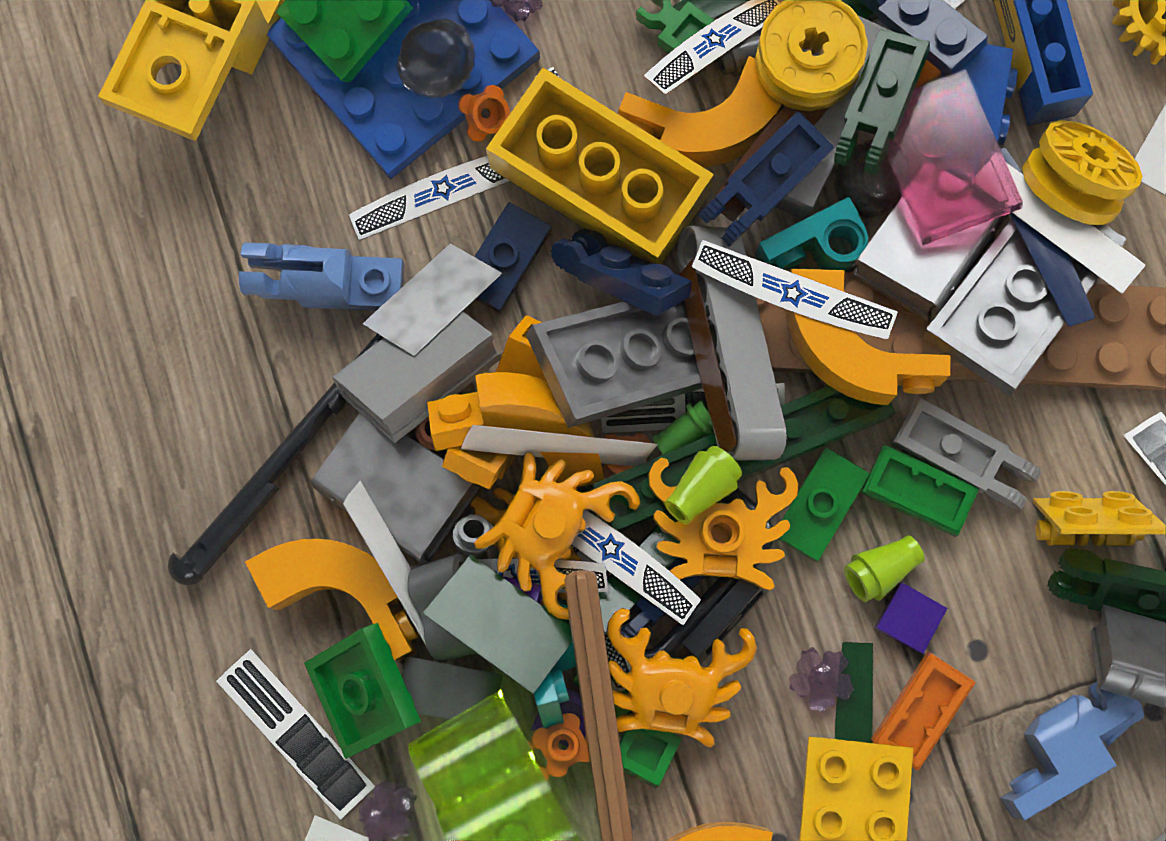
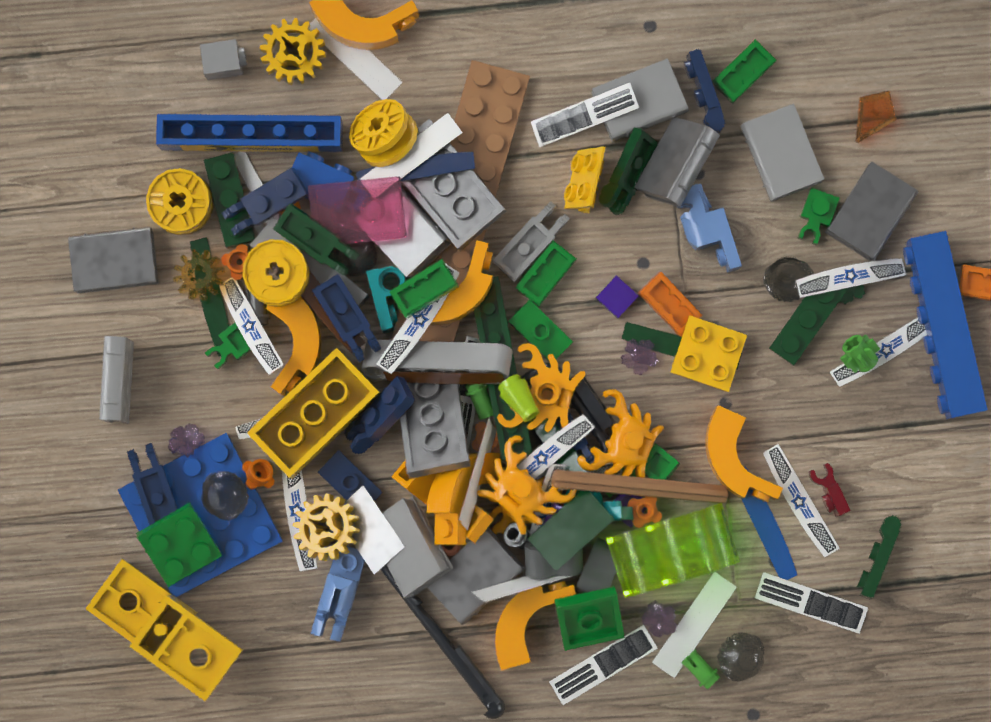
camera: 80 degrees left, 5 degrees up
(425, 235) = (332, 517): none -> yellow gear
(846, 284) = (424, 289): none -> green plate
(882, 568) = (585, 306): lime cone -> none

